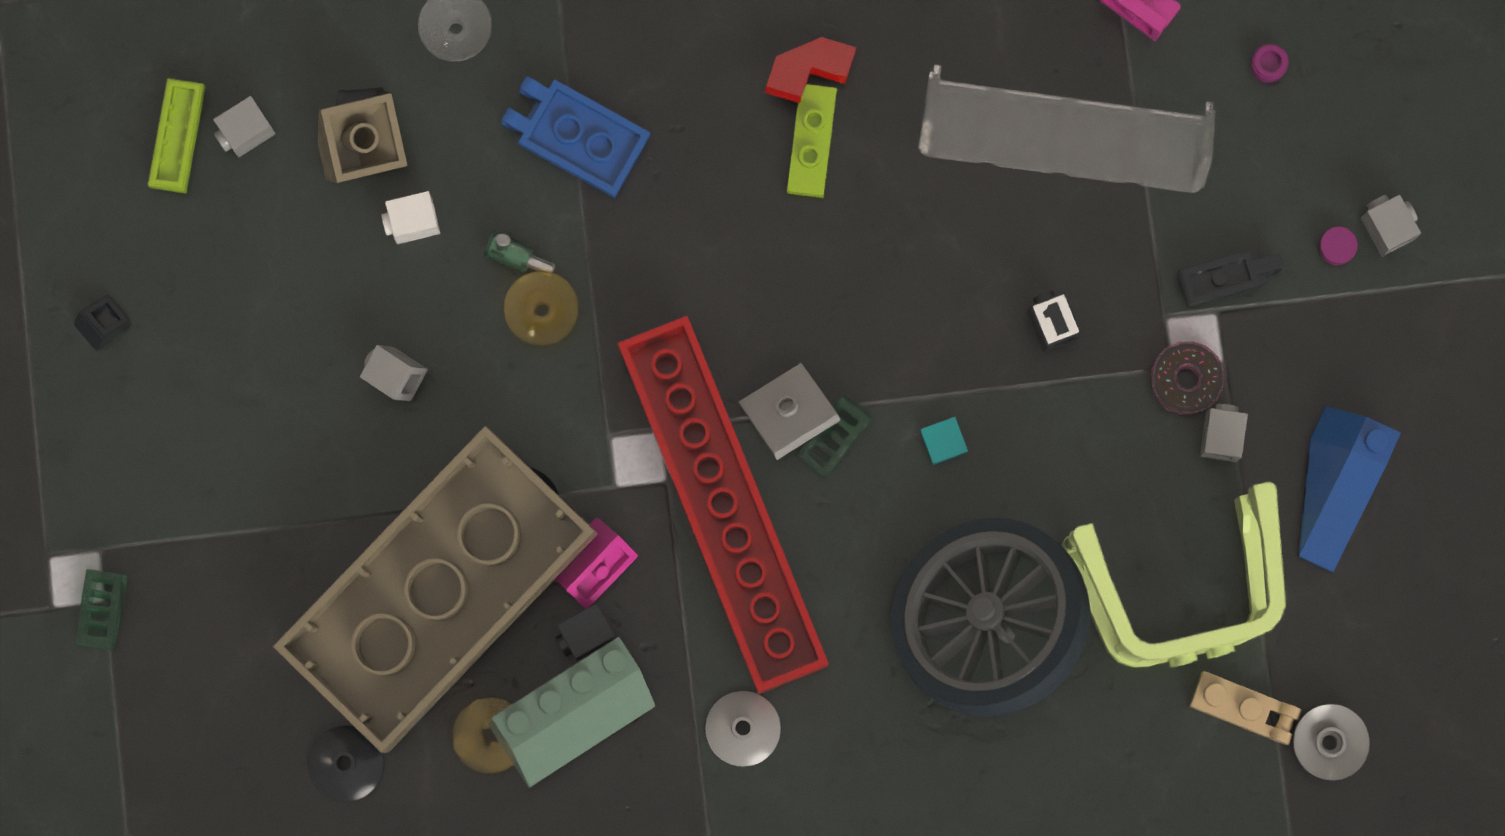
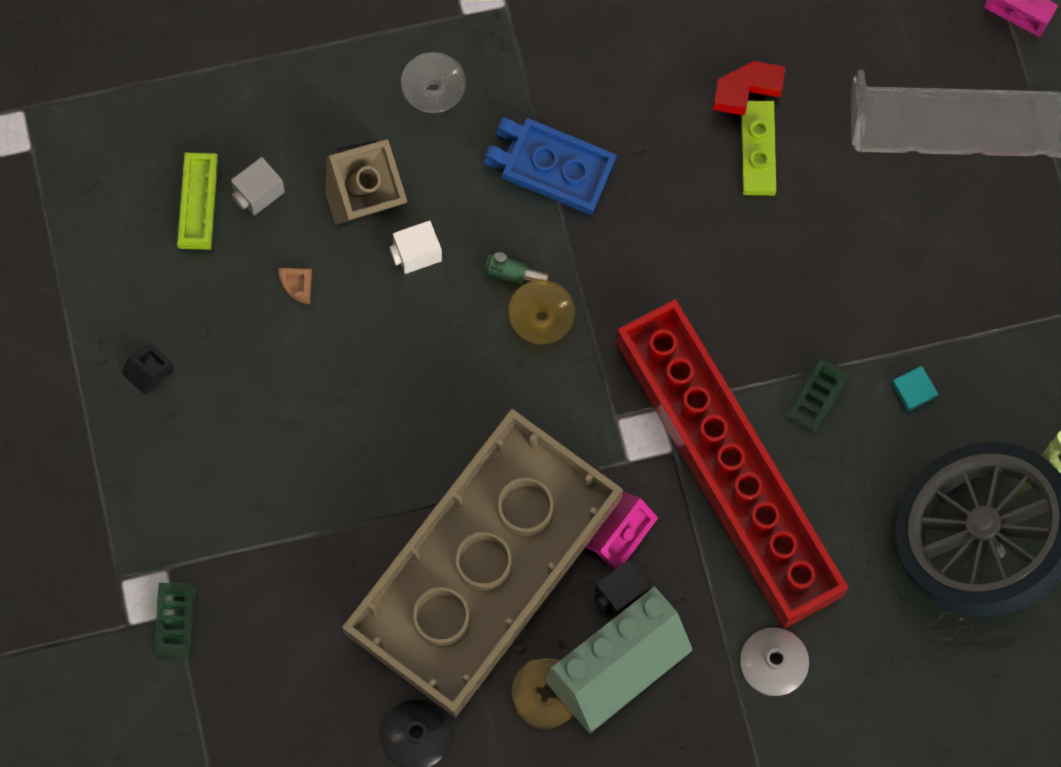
camera: 10 degrees left, 10 degrees down
(276, 242) = (297, 283): none -> medium nougat tile
(393, 372) = (417, 380): light grey brick -> none
(789, 411) = (775, 375): light grey plate -> none
(1053, 320) = (995, 274): brick -> none

